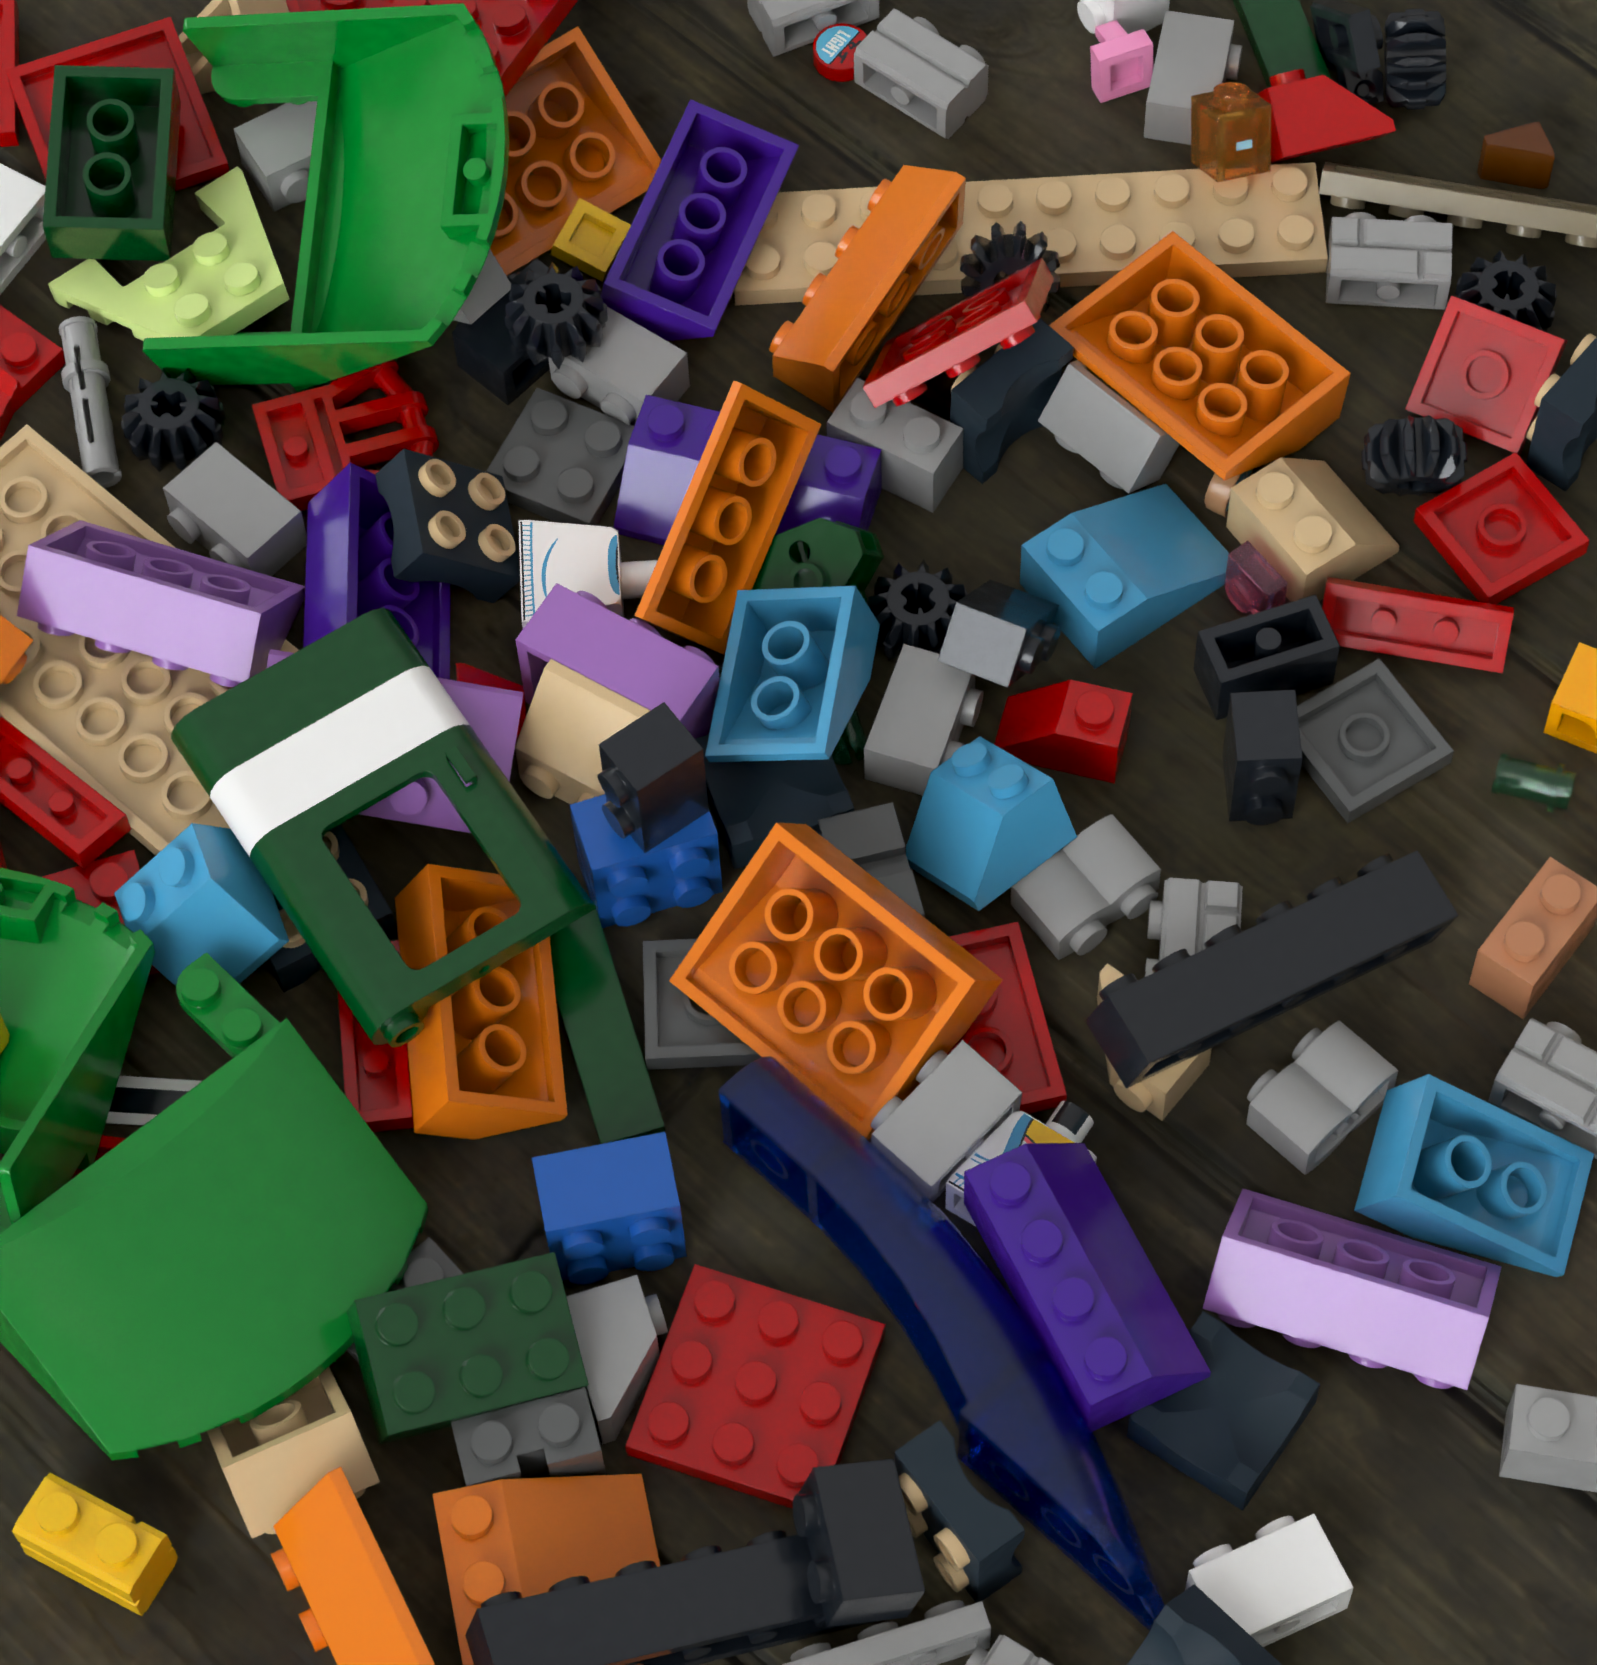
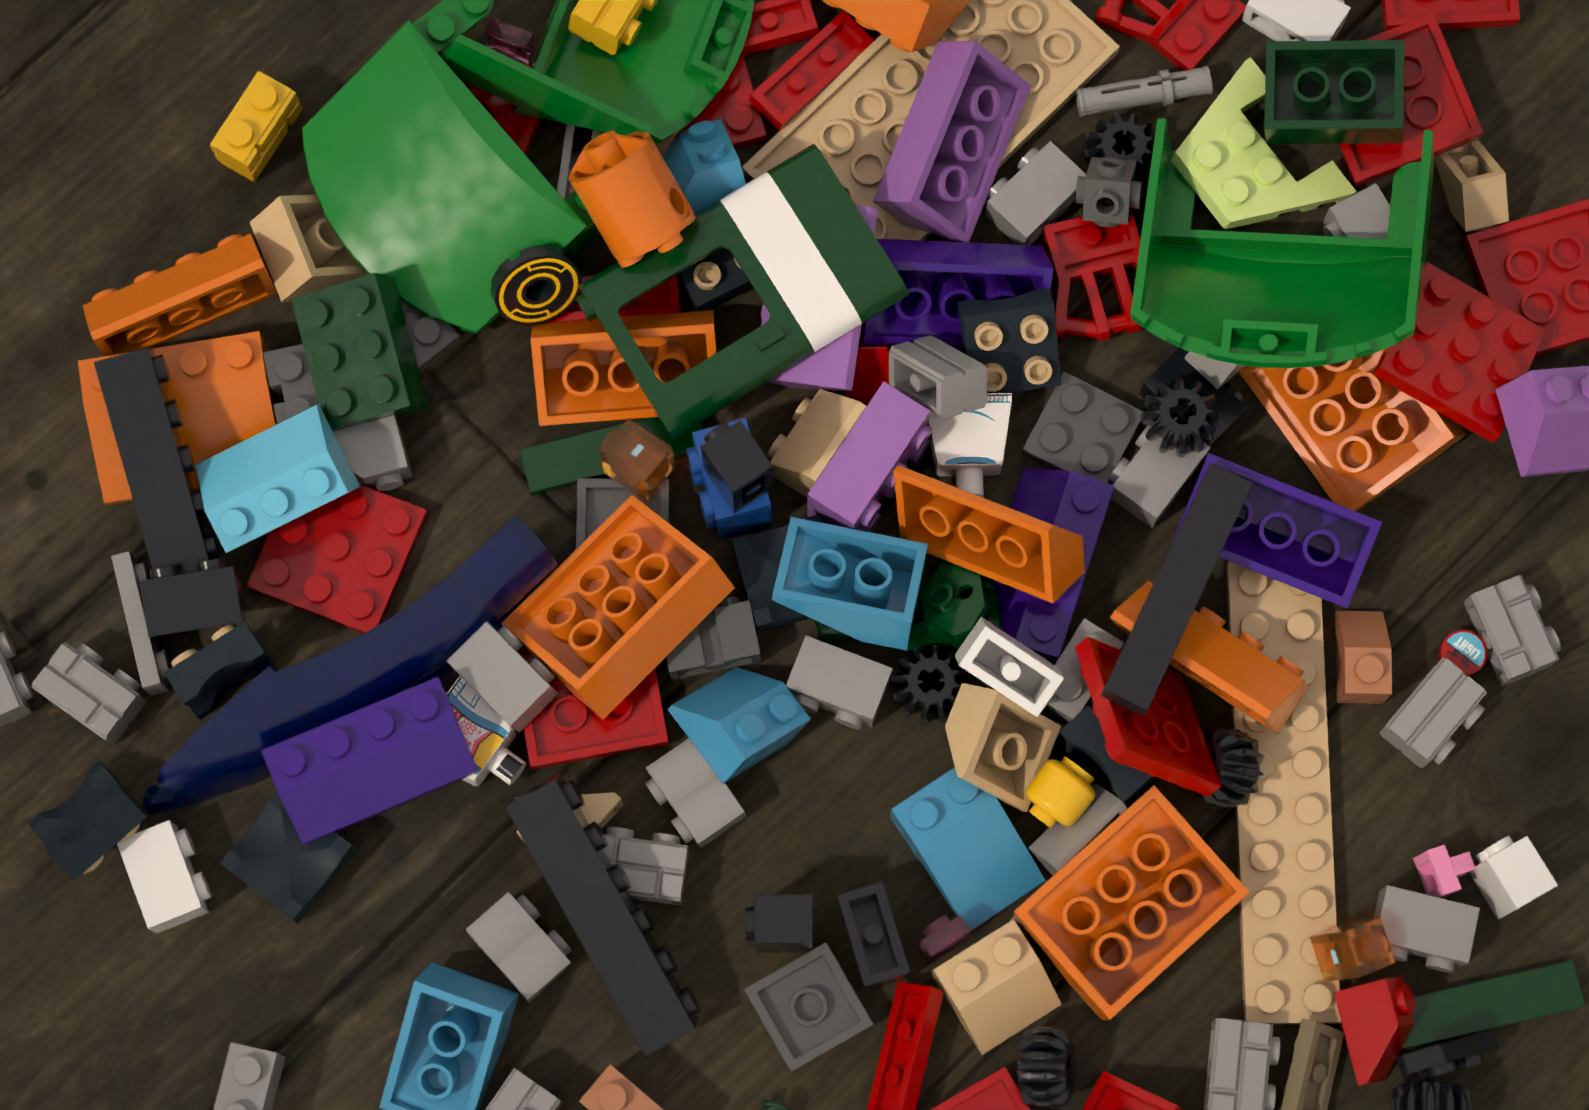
camera: 90 degrees right, 15 degrees up
(240, 408) = (1109, 191): none -> dark grey brick
(252, 938) = (631, 195): none -> orange cylinder
(372, 1102) = (545, 302): none -> black tile
(500, 591) = (938, 376): none -> light grey brick
(590, 239) = (1278, 453): yellow plate -> none
(611, 1207) = (456, 447): blue brick -> none
(620, 969) = (636, 458): none -> clear orange brick
(667, 1444) = (274, 478): none -> medium azure slope
(798, 285) = (1176, 590): none -> black tile
(853, 144) = (1362, 657): none -> nougat slope
(906, 476) = (1009, 666): none -> white brick
(995, 511) = (998, 743): none -> tan slope
(1000, 633) = (896, 738): brick -> none
(1059, 442) = (1060, 792): none -> yellow head
(1068, 728) = (827, 787): red slope -> none
(1352, 1290) = (373, 953): slope -> none

